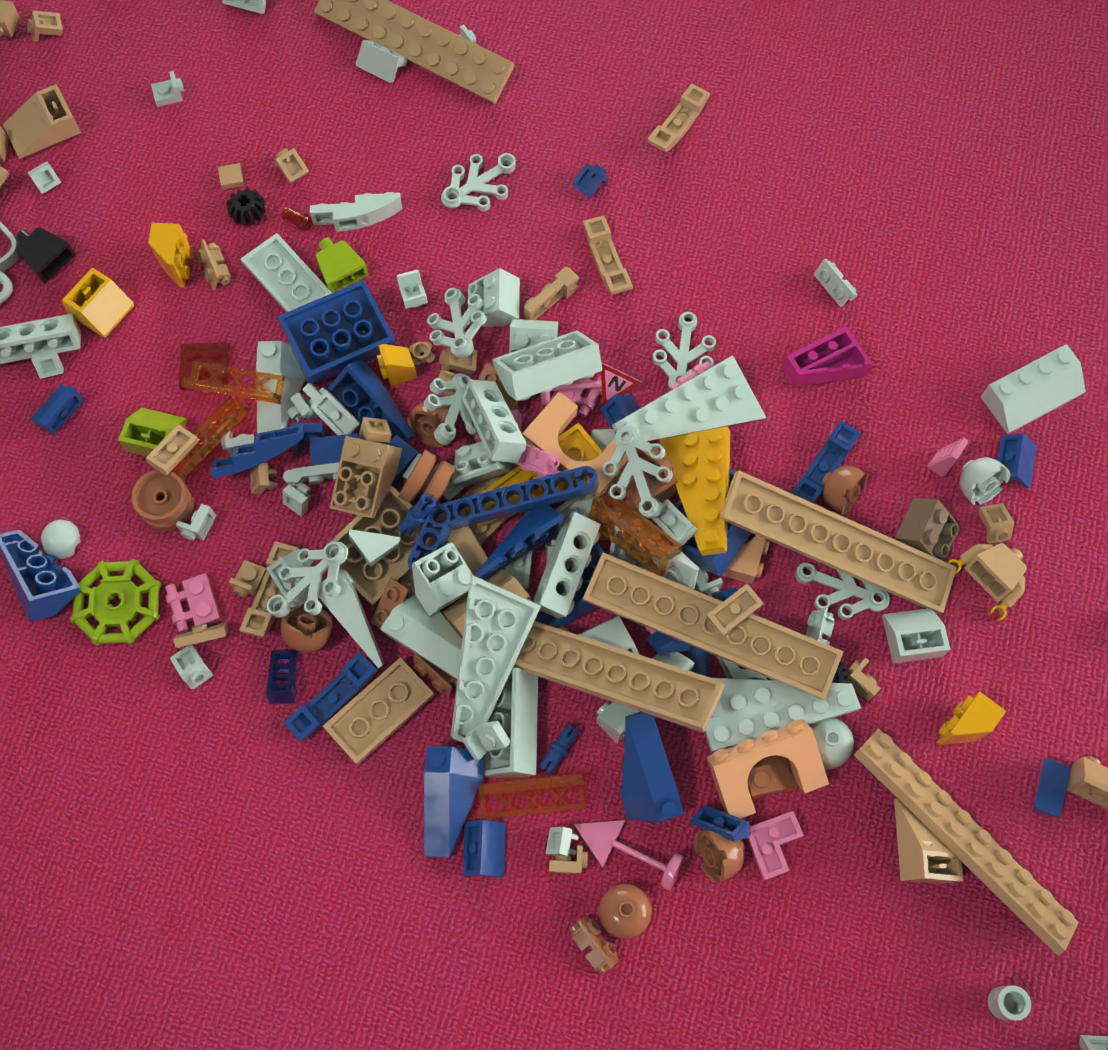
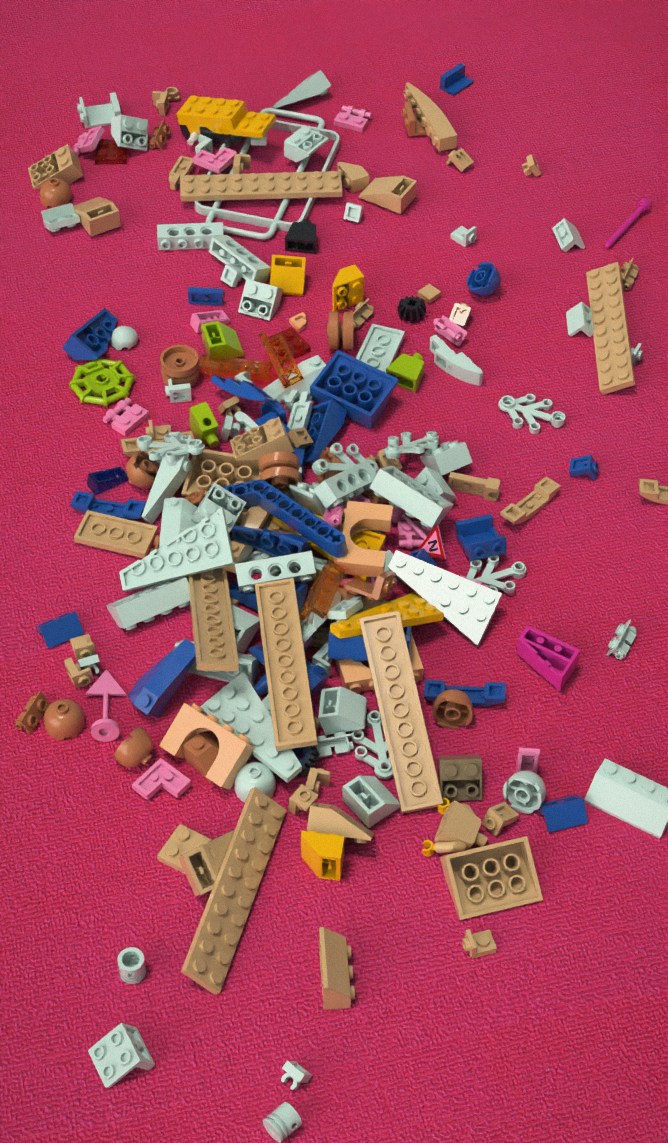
camera: 60 degrees right, 20 degrees down
(101, 441) = (207, 317): none -> bright pink slope
(113, 353) = (260, 299): none -> light aqua slope
(172, 449) = (212, 348): tan plate -> none
(175, 332) = (298, 322): none -> light nougat tile
(191, 666) = (82, 434): light aqua bracket -> none
(200, 633) = (107, 426): tan plate -> none
(234, 295) = (340, 330): none -> nougat wheel
(259, 110) = (484, 279): none -> blue cylinder
(280, 523) = (204, 424): none -> lime torso
(302, 221) = (424, 339): clear red pin -> none
(306, 188) = (450, 330): none -> bright pink hinge
(372, 545) = (216, 469): light aqua slope -> none
(396, 364) = (357, 428): yellow slope -> none
(412, 289) = (420, 415): light aqua bracket -> none
(417, 514) = (252, 474): blue pin -> none
(420, 347) = (378, 441): tan plate -> none
(449, 792) = (89, 587): blue wedge -> none
(485, 738) = (127, 585): light aqua bracket -> none
(528, 835) = (82, 646): none -> tan bracket
(530, 786) = (115, 631): clear orange fence -> none
(558, 750) = (150, 637): blue pin -> none
(631, 333) = (479, 537): none -> blue panel
(635, 468) = (382, 553): light aqua plant -> none
(716, 820) = (153, 742): blue slope -> none
(734, 609) = (301, 661): tan plate -> none
(791, 599) = (341, 710): none -> light aqua slope
(874, 863) = (180, 842): none -> tan plate
(884, 706) = (301, 800): none -> tan bracket
(939, 688) = (331, 819): none -> tan slope
(1051, 788) = (306, 933): blue slope -> none
(1064, 572) = (491, 878): none -> tan slope

